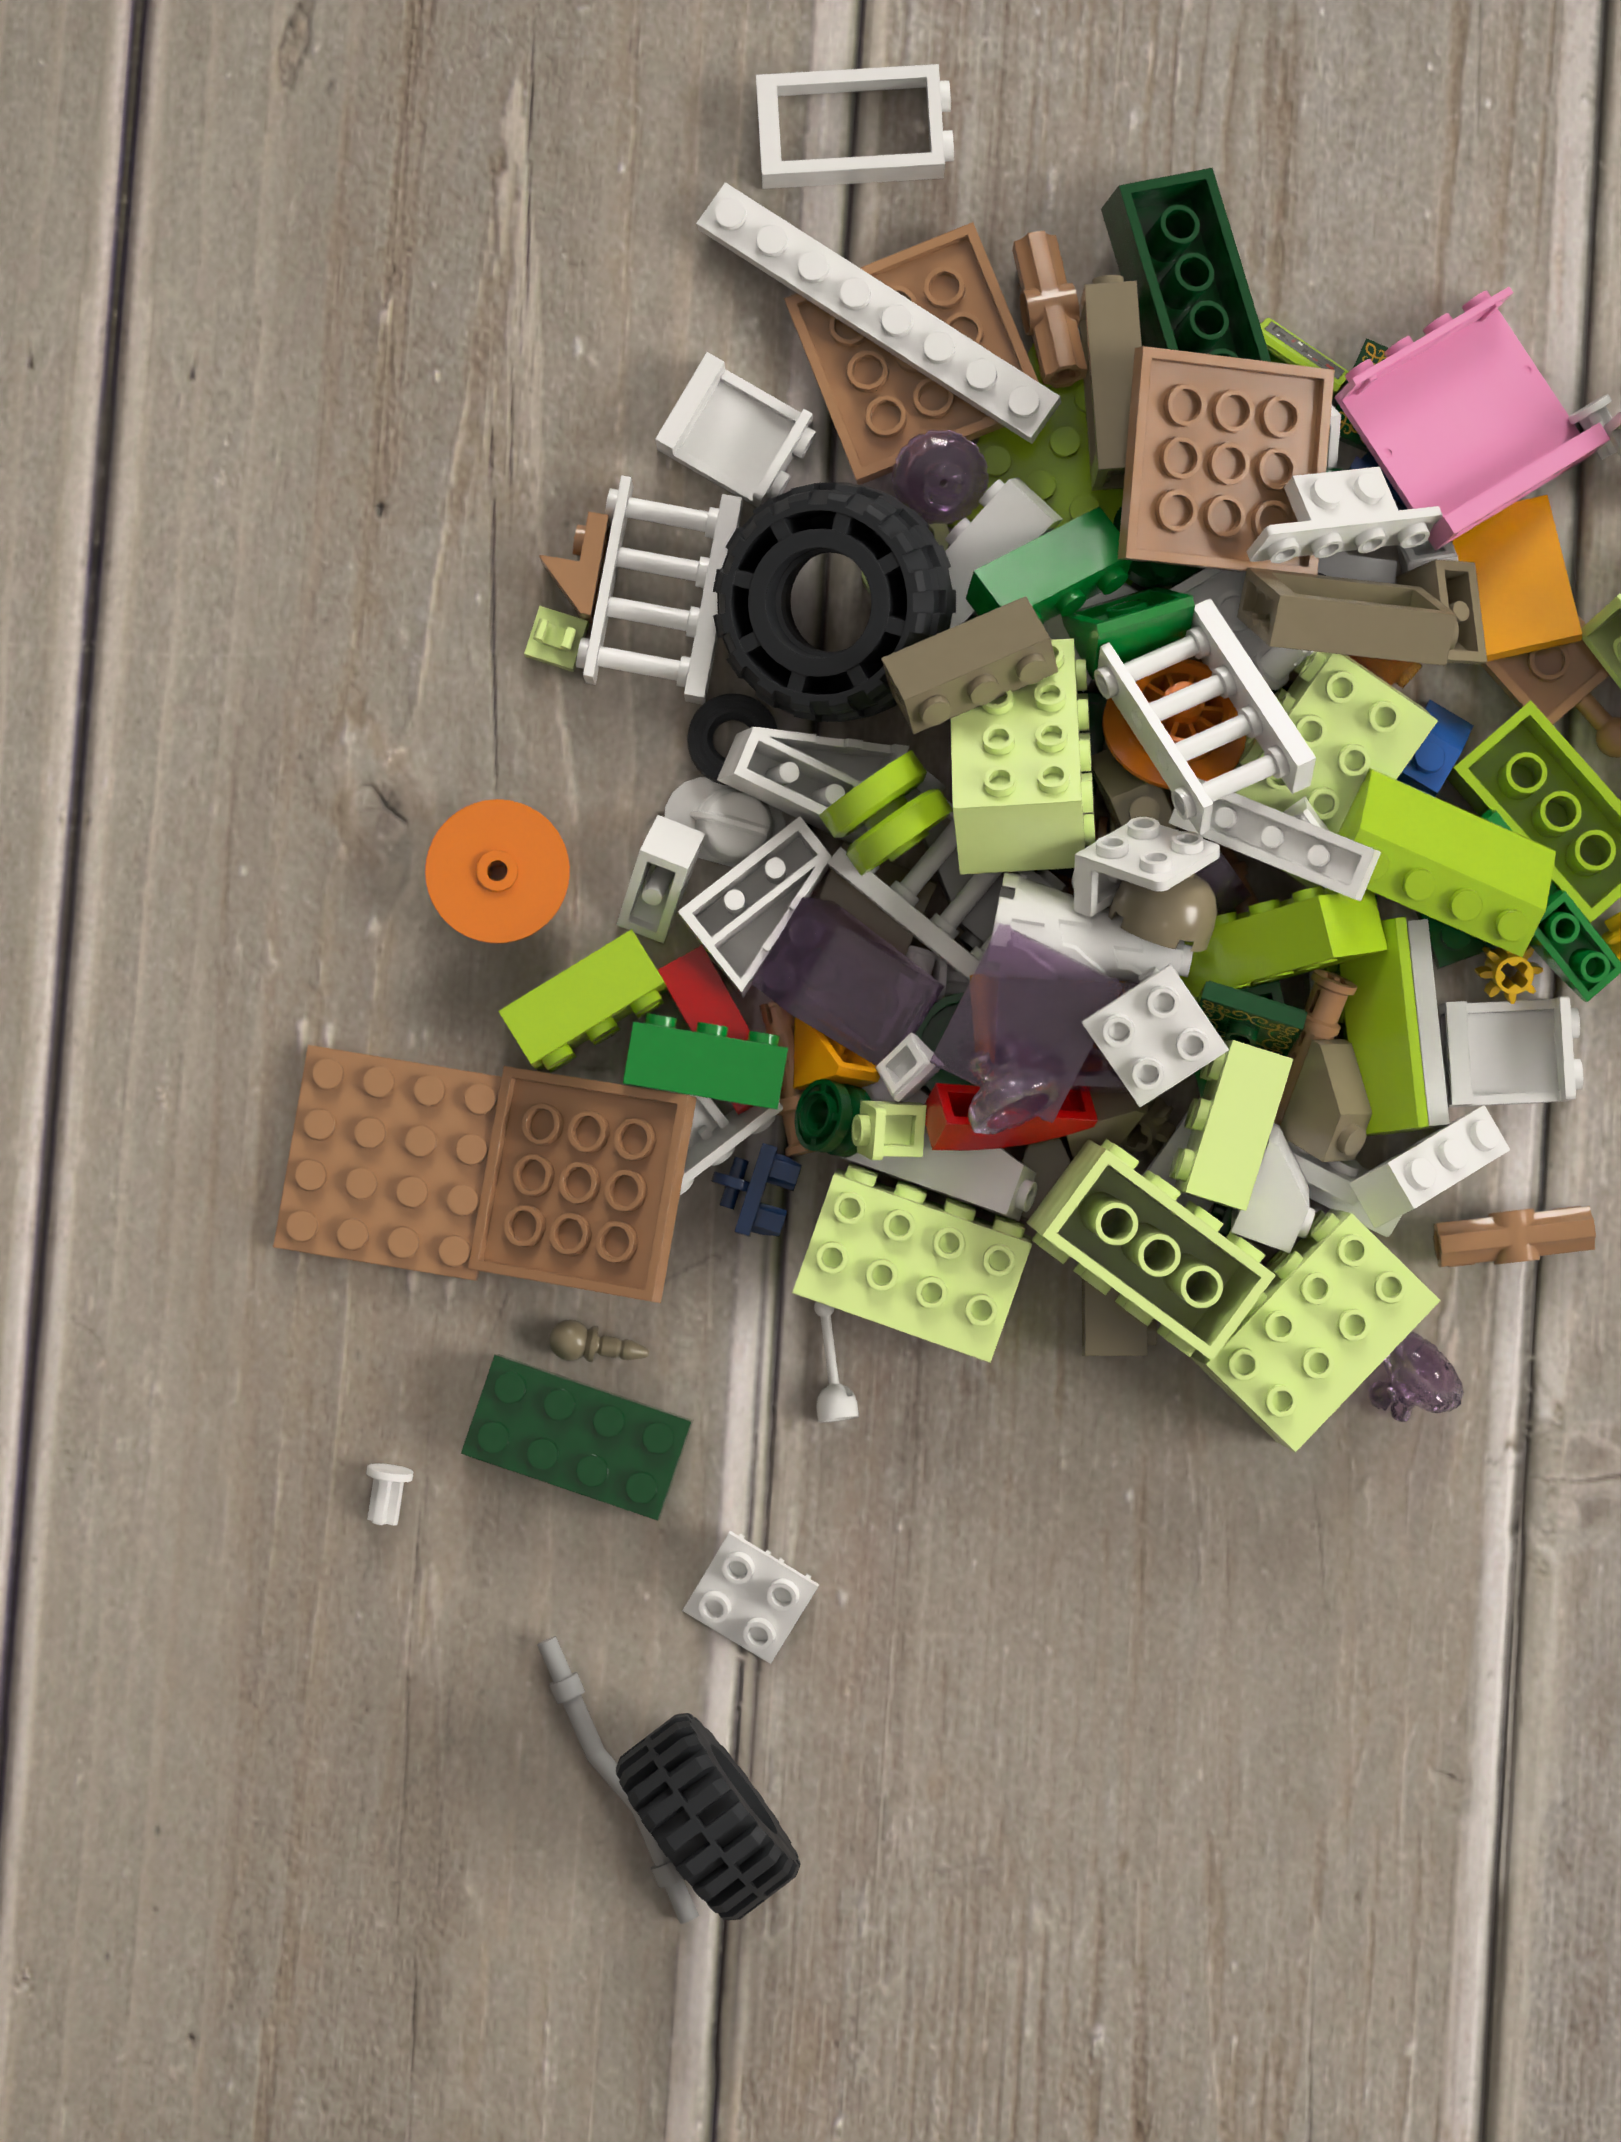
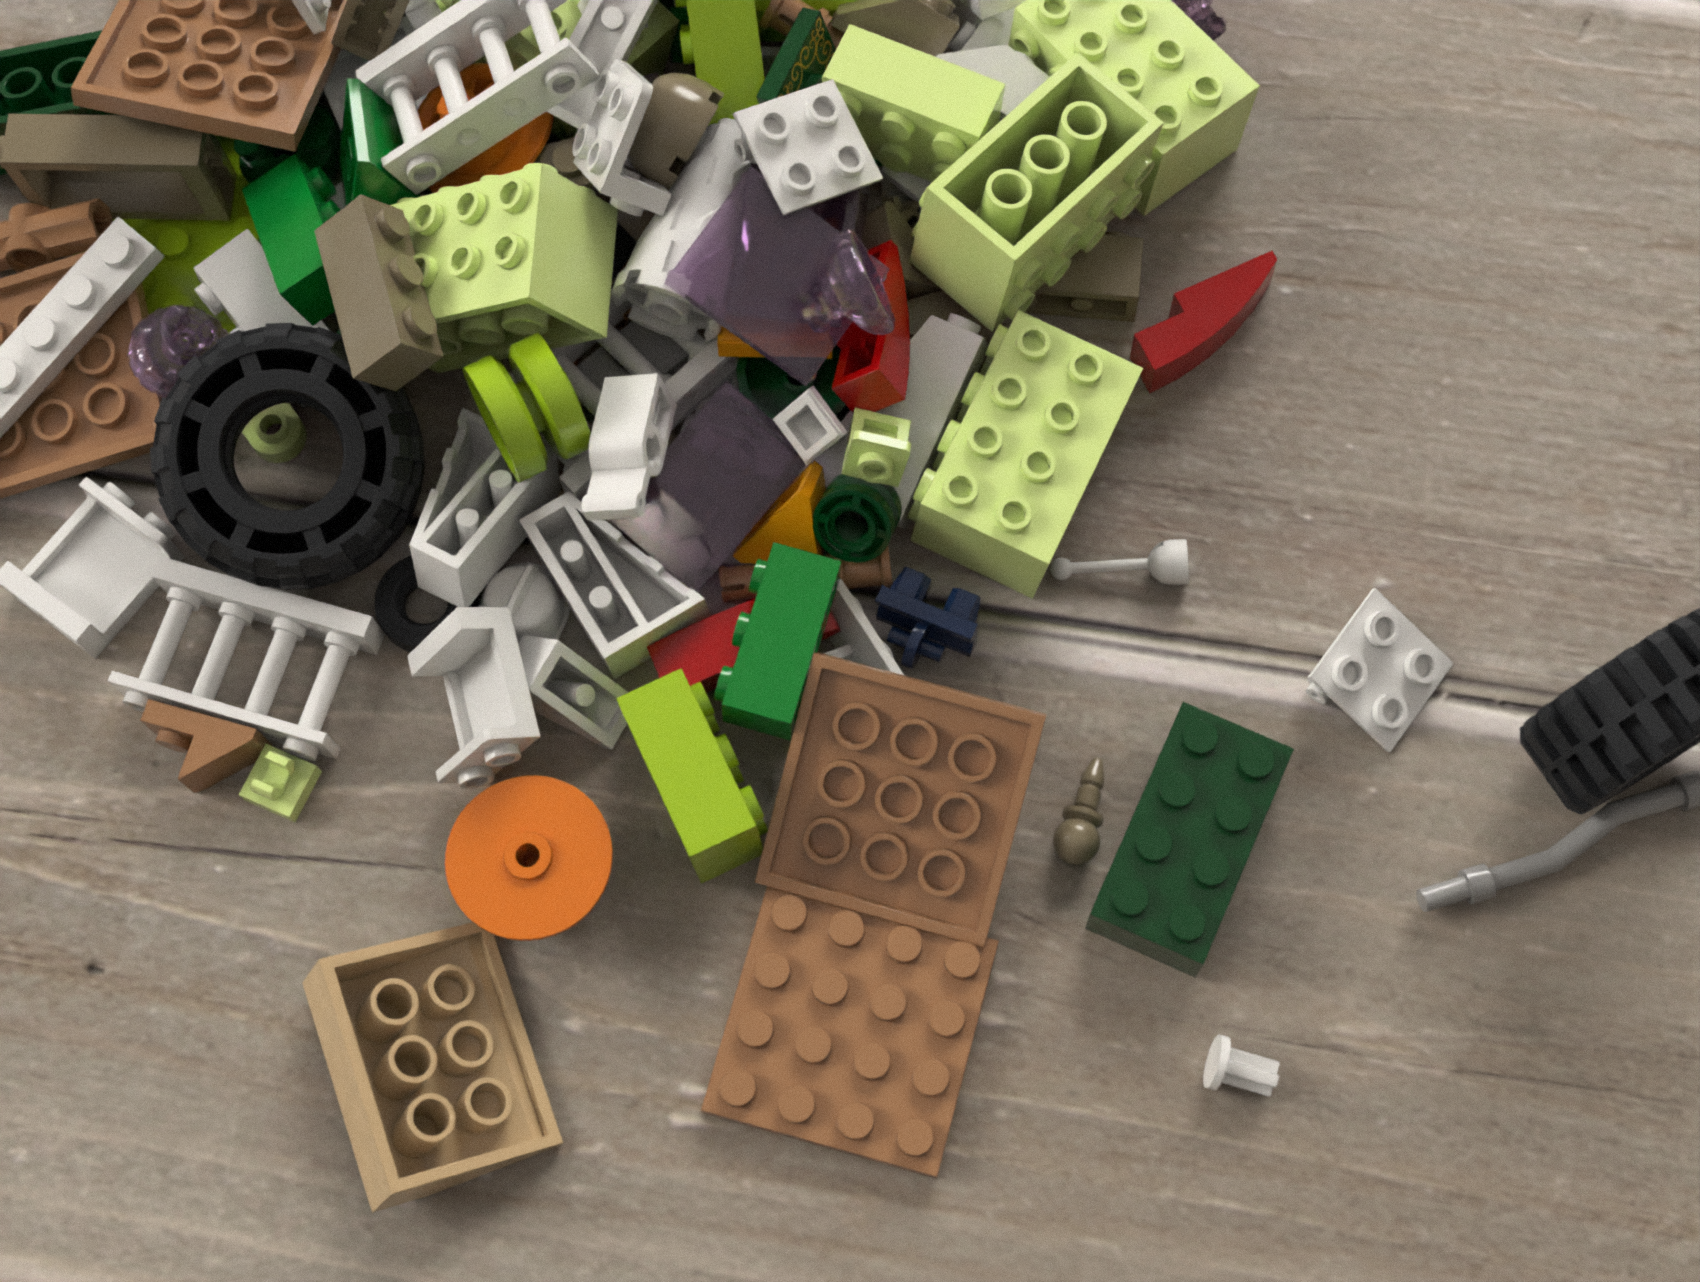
camera: 80 degrees left, 15 degrees down
(323, 813) = (429, 1062): none -> tan slope
(639, 810) = (485, 691): none -> white panel
(857, 907) = (627, 445): none -> white piece
(1077, 1418) = (1200, 321): none -> red slope

